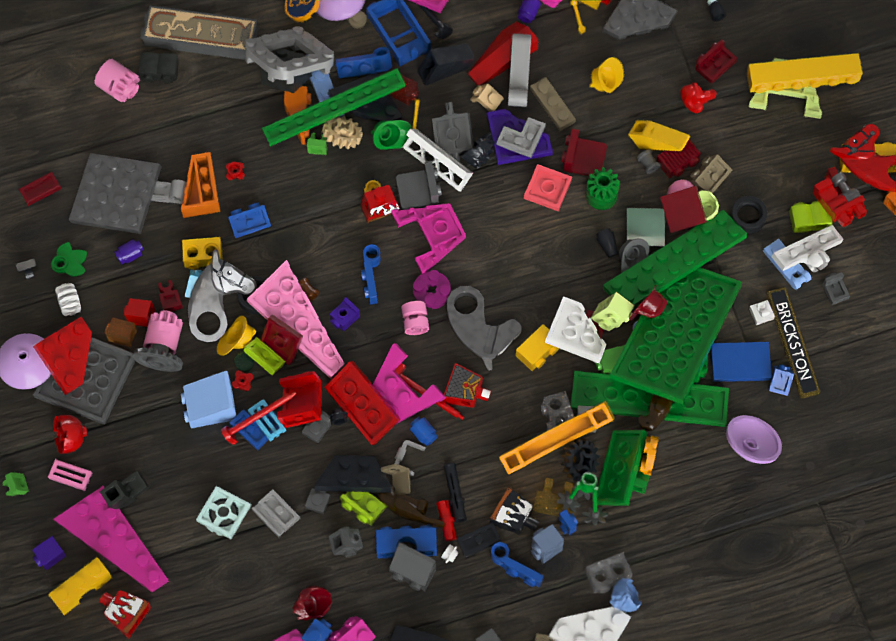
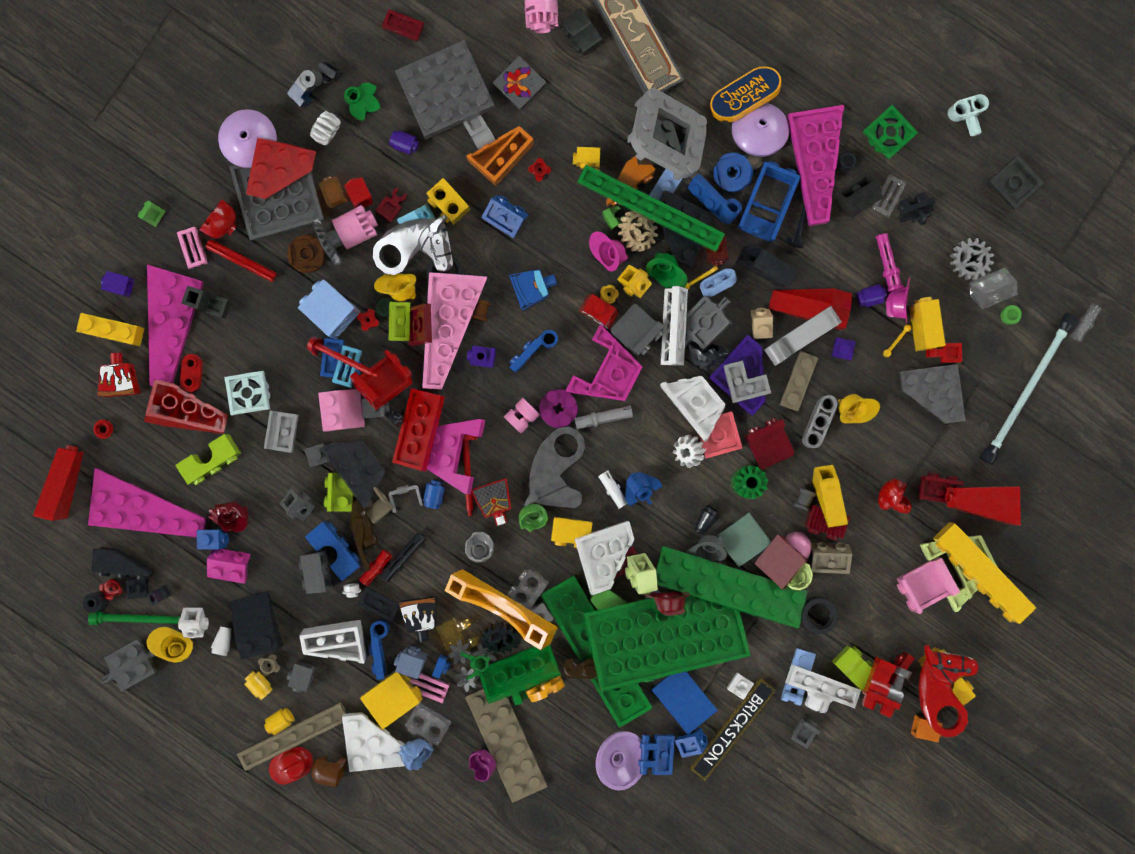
camera: 55 degrees right, 20 degrees up
(22, 291) = (304, 86): none -> leg
(113, 443) = (241, 260): none -> red axle
(151, 390) = (306, 254): none -> reddish brown tile
(157, 138) = (519, 83): none -> dark grey tile
(168, 550) = (193, 373): none -> red plate
(186, 584) = (178, 409): none -> red wedge
(250, 605) = (223, 451): none -> lime arch
(253, 129) = (587, 156): none -> yellow brick
(297, 453) = (341, 410): none -> bright pink slope
(320, 240) = (531, 287): none -> blue torso
(338, 165) = (607, 251): none -> dark pink piece
(350, 27) = (742, 178): none -> blue plate
(379, 161) = (637, 284): none -> yellow brick
(430, 105) = (718, 282): none -> light blue plate
(468, 256) = (595, 419): none -> light grey pin
(483, 591) = (336, 641): none -> white wedge
(494, 425) = (479, 547): none -> light grey hair
(503, 367) = (532, 517): none -> bright green hair
(509, 184) = (697, 403): none -> white wing
(529, 294) = (613, 489): none -> white pin
(536, 211) = (695, 456): none -> white gear
(544, 270) = (640, 487): none -> blue brick
(553, 56) = (843, 349): none -> dark purple plate
(564, 585) = (391, 698): none -> yellow brick
(592, 544) = (429, 687): none -> bright pink tile
(596, 101) = (826, 414): none -> light grey beam
(673, 525) = (507, 745): none -> dark tan plate
(675, 553) = (483, 764): none -> magenta hair
(752, 35) = (993, 503): none -> red slope
(774, 408) = (662, 754): none -> blue plate
(784, 121) = (927, 584): none -> bright pink panel

